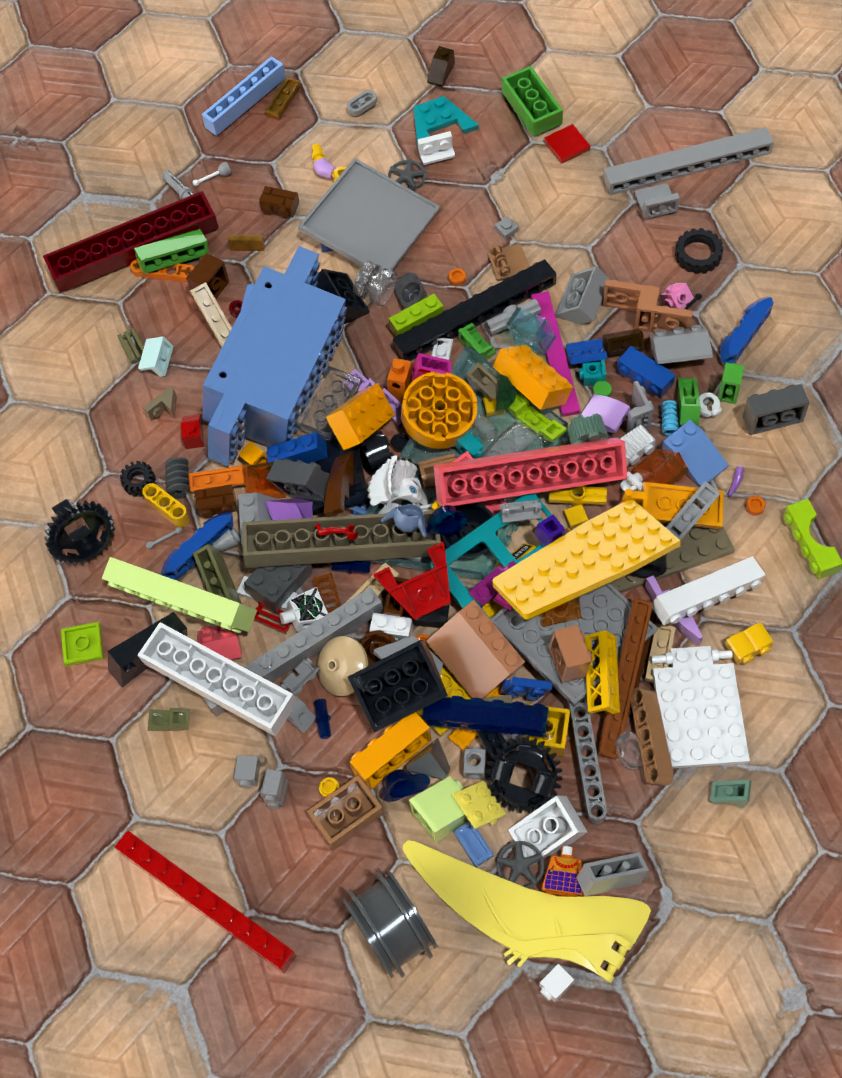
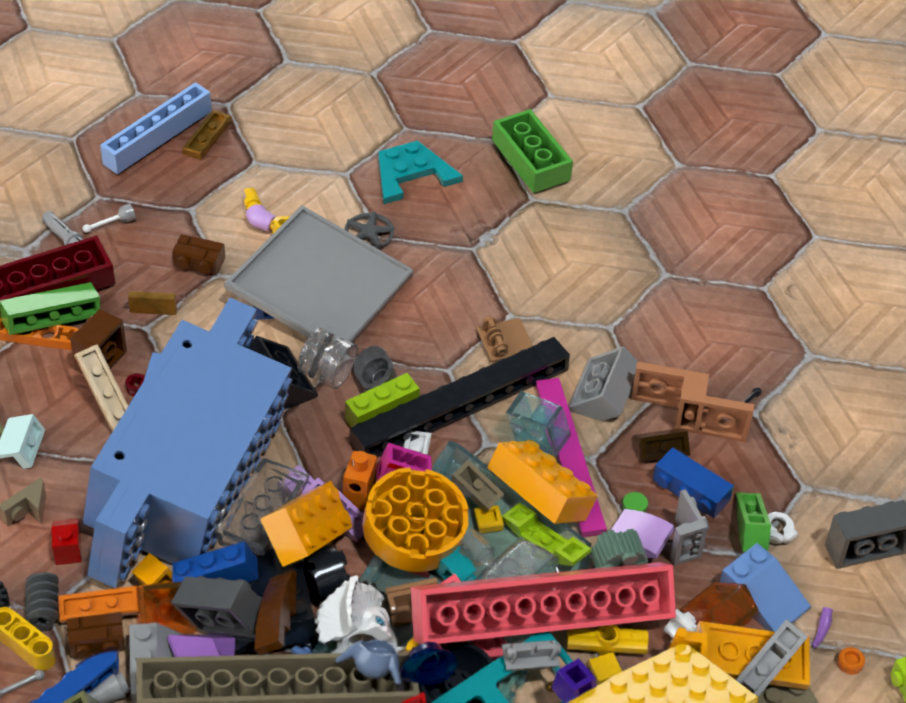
camera: 10 degrees left, 15 degrees down
(350, 528) = (290, 673): red piece -> none
(362, 103) = (311, 144): light grey plate -> none
(399, 442) = (357, 563): black tile -> none
(436, 148) = (408, 199): white bracket -> none
(441, 66) = (414, 106): dark brown slope -> none
(457, 277) = (436, 356): orange tile -> none
(472, 339) = (462, 435): bright green hinge -> none
(499, 322) = (496, 413): light grey piece -> none
(505, 393) = (506, 501): clear green plate -> none
(506, 227) = (501, 299): light grey plate -> none
(567, 143) = (577, 203): red tile -> none
(585, 351) = (611, 453): blue bracket -> none
(592, 372) = (622, 481): teal brick -> none
(637, 444) = (689, 574): white brick -> none
(657, 200) = (697, 274): light grey bracket -> none
(669, 417) = (728, 541): medium azure piece -> none
(677, 295) = (730, 386): bright pink brick -> none
(680, 344) = (738, 448): light grey slope -> none
(688, 161) = (733, 229): light grey brick -> none
(701, 236) = (752, 353): black tyre -> none
(731, 383) = (808, 498): bright green brick -> none
(741, 336) = (817, 442): blue brick -> none

